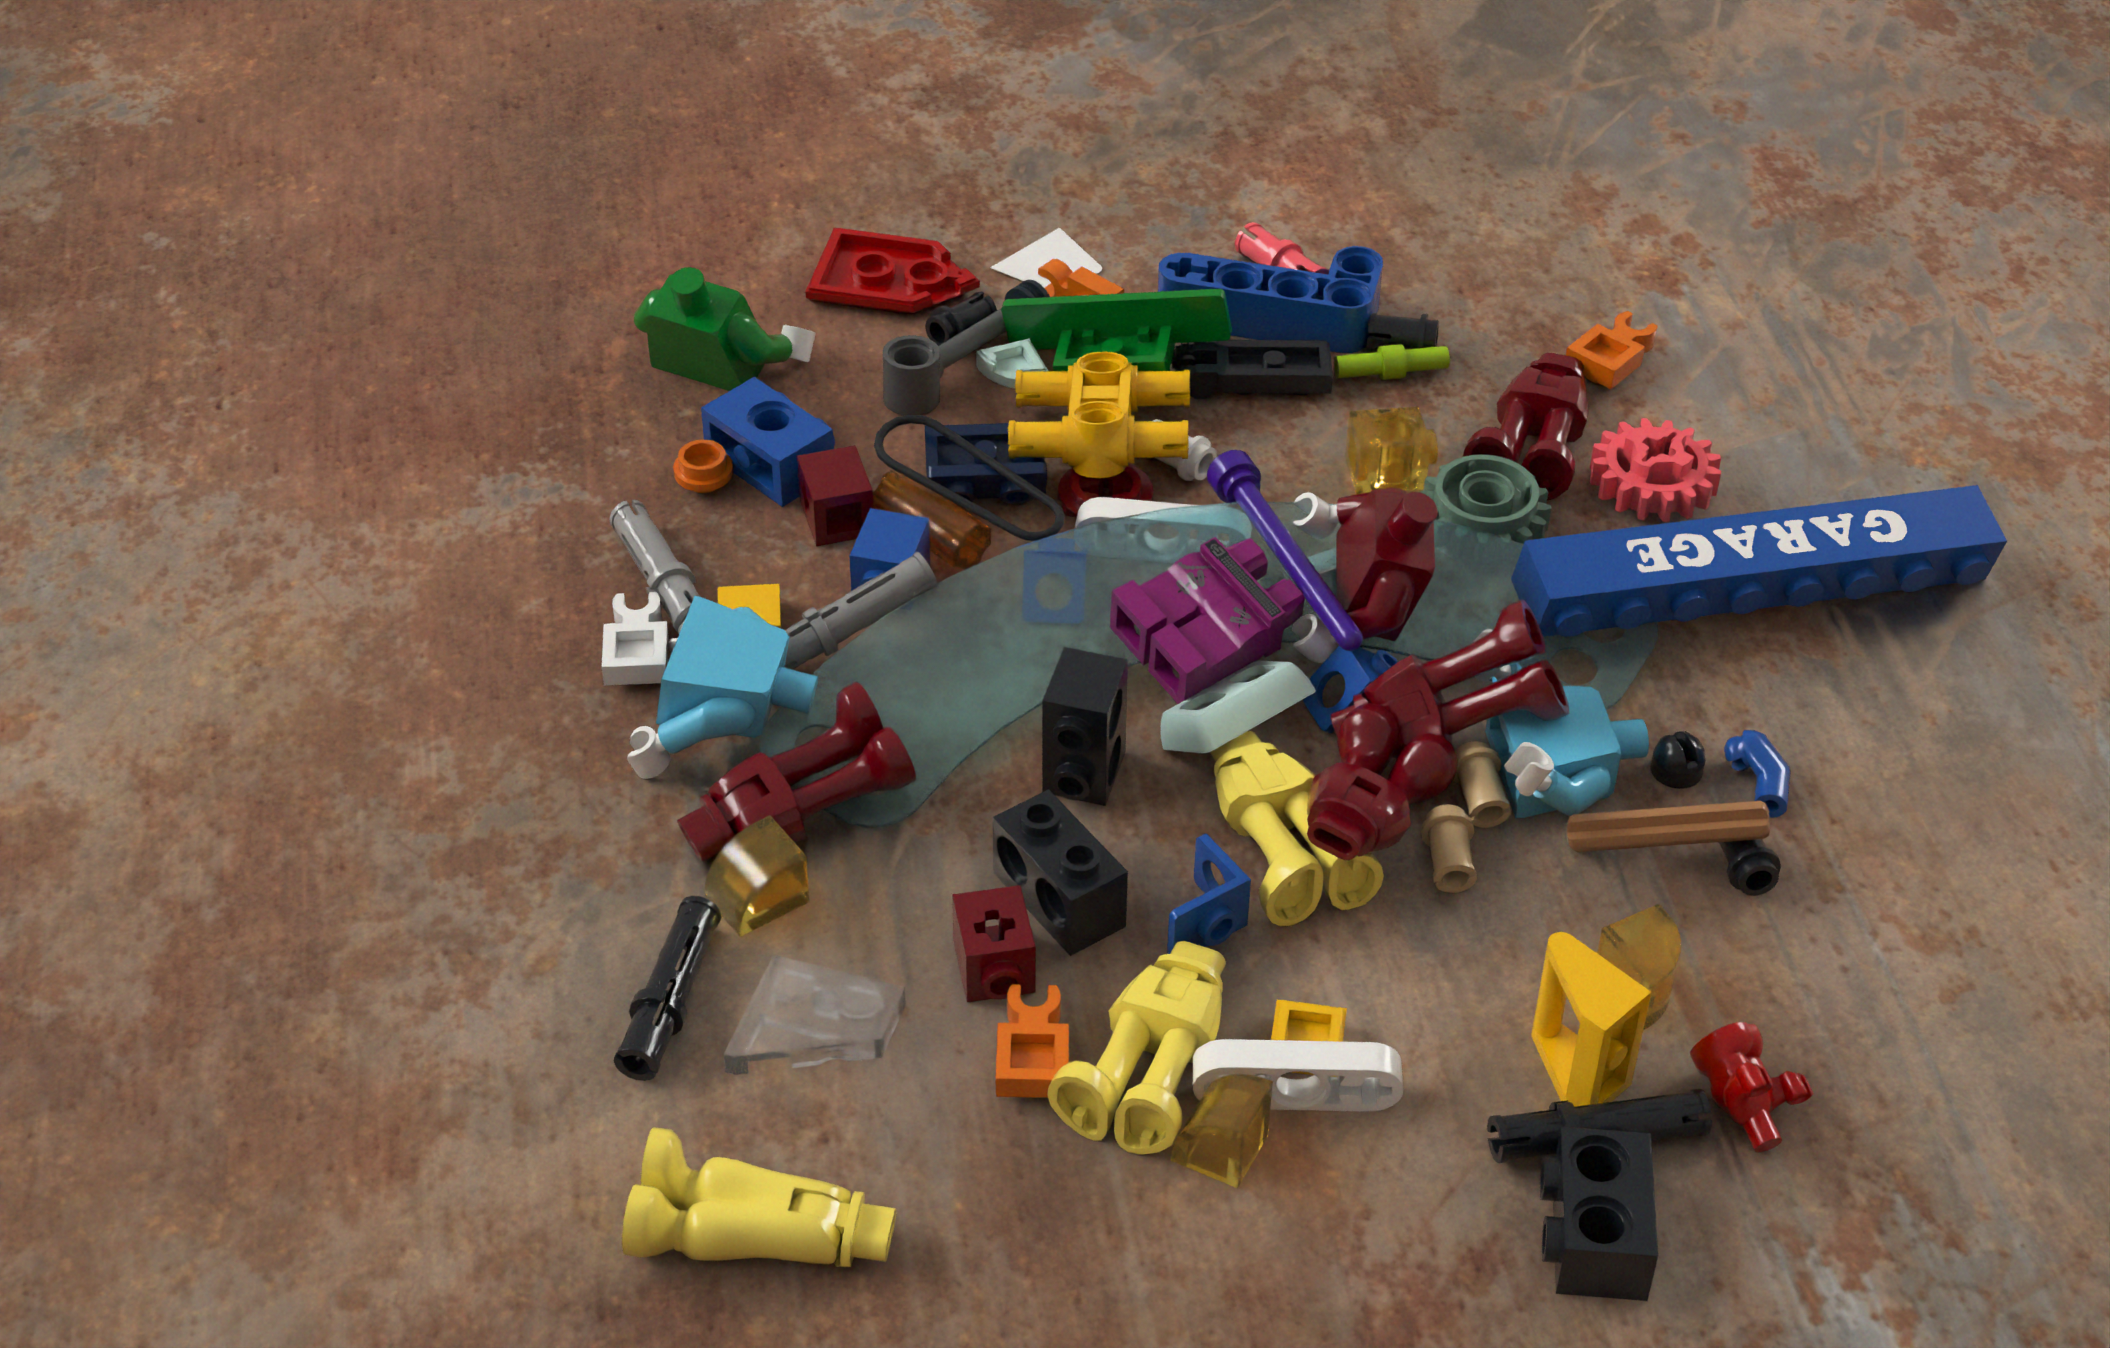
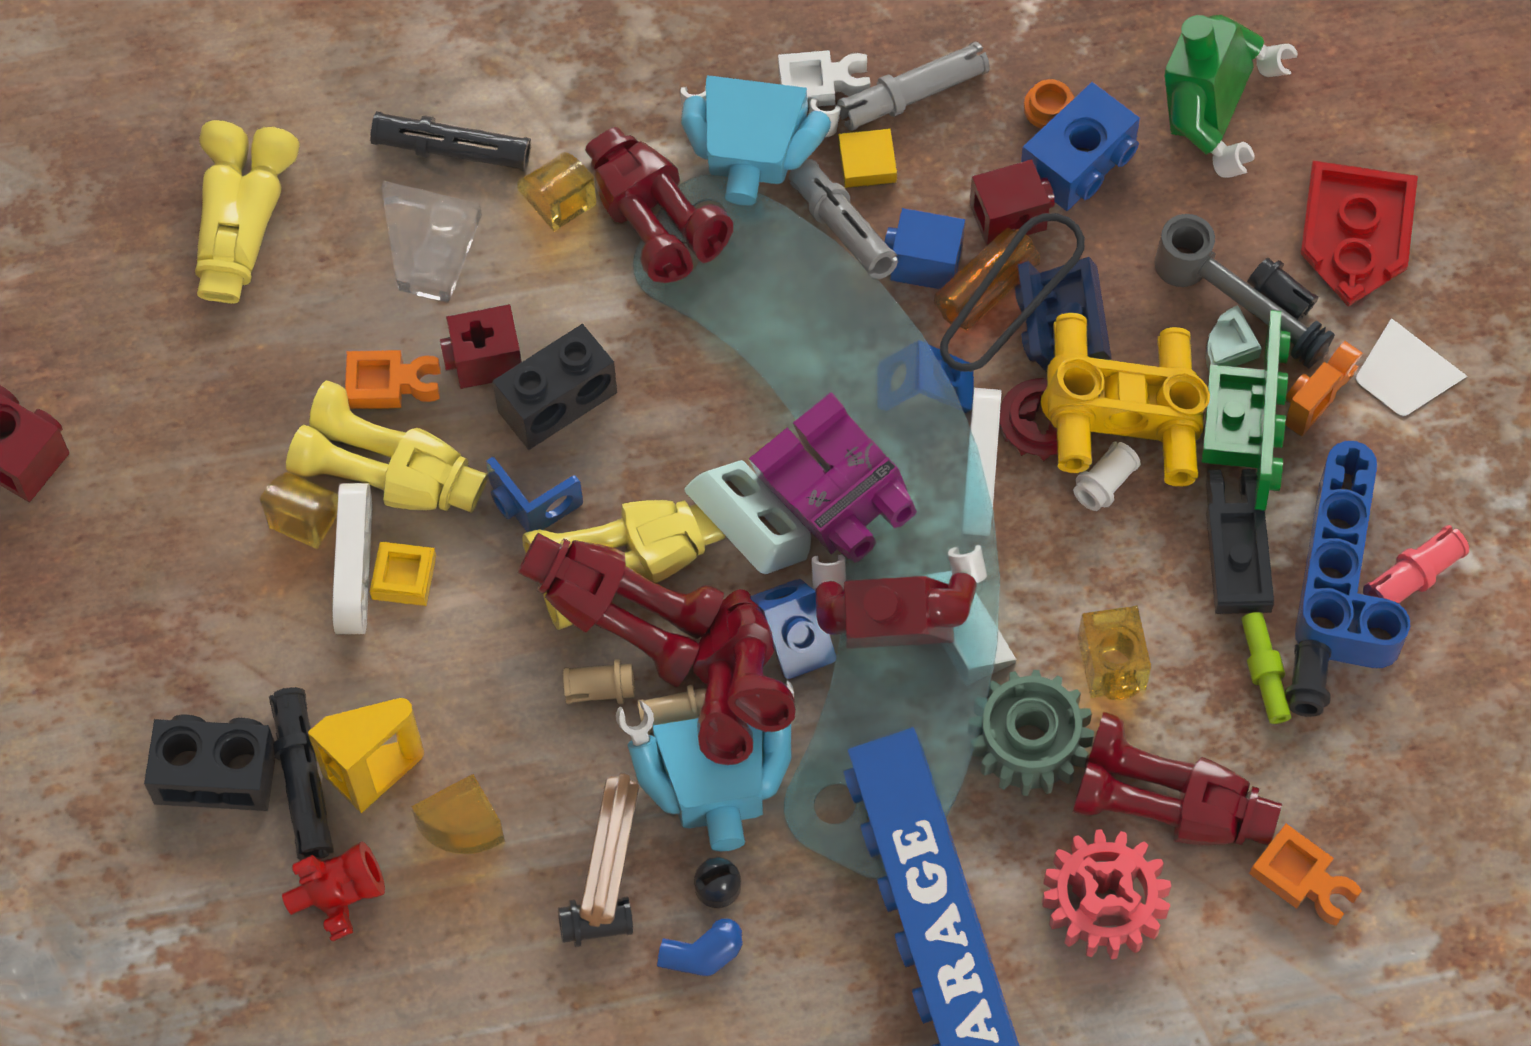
camera: 90 degrees right, 20 degrees up
(1084, 725) = (696, 389): black brick -> none
(1238, 480) = (1010, 501): dark purple piece -> none

